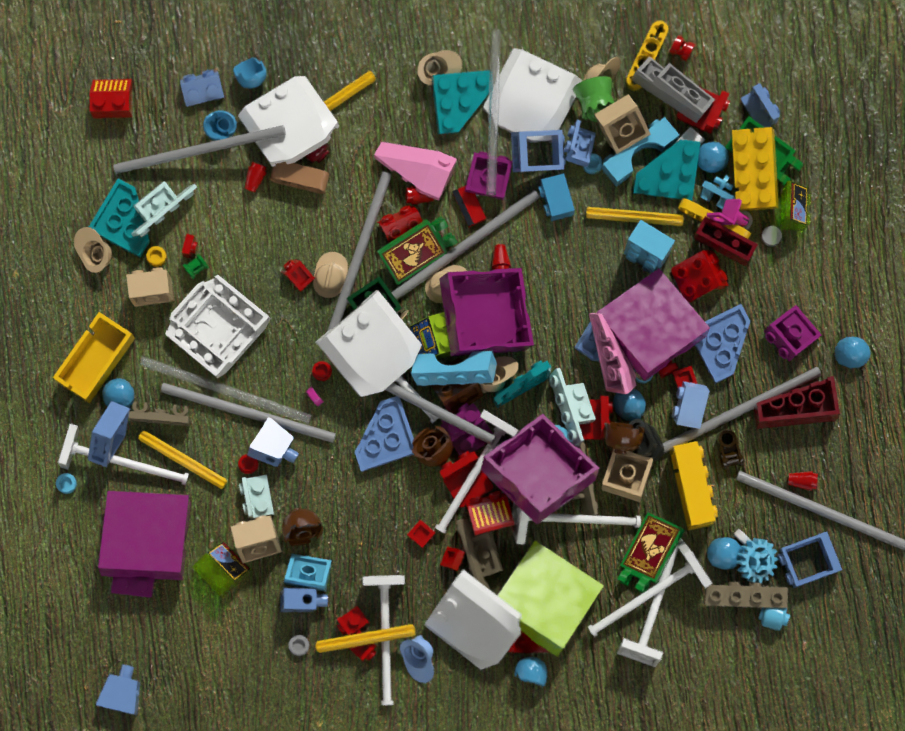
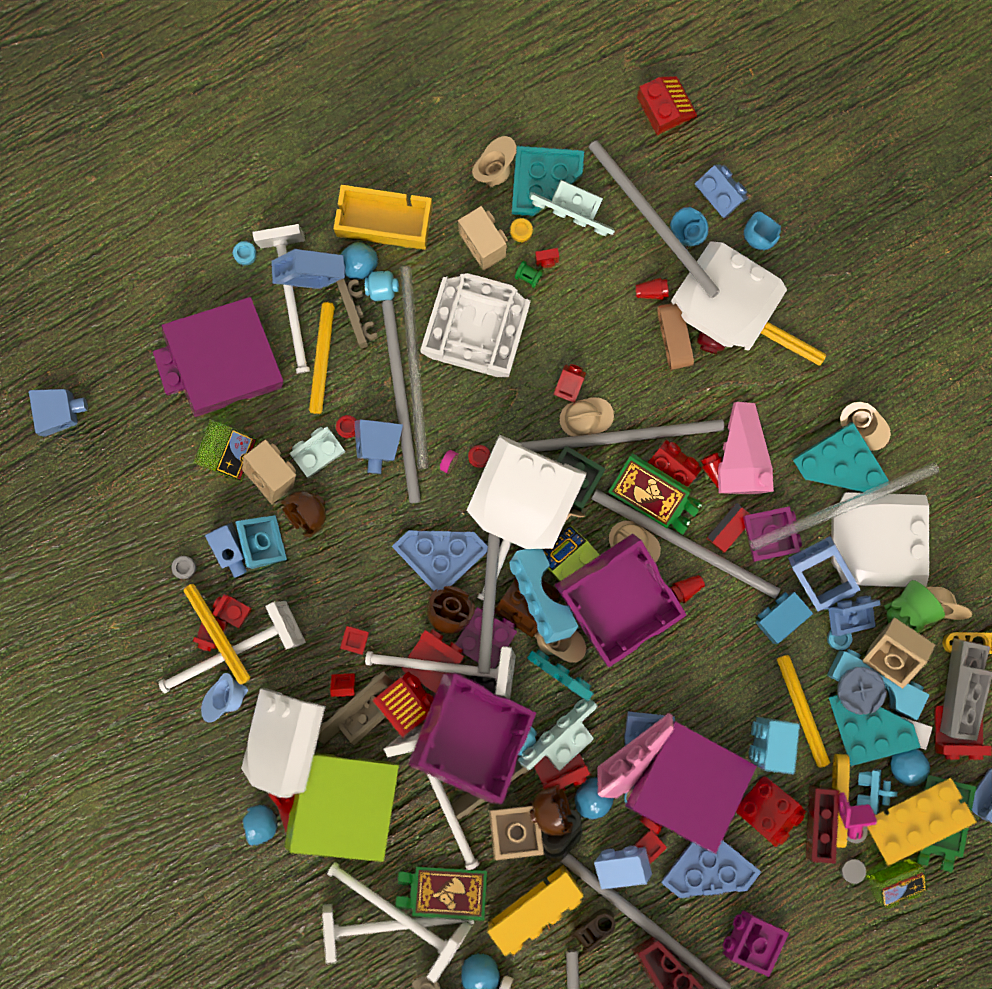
camera: 65 degrees right, 5 degrees up
(148, 385) = (381, 285): none -> medium azure head
(638, 165) = (861, 690): none -> sand blue tile

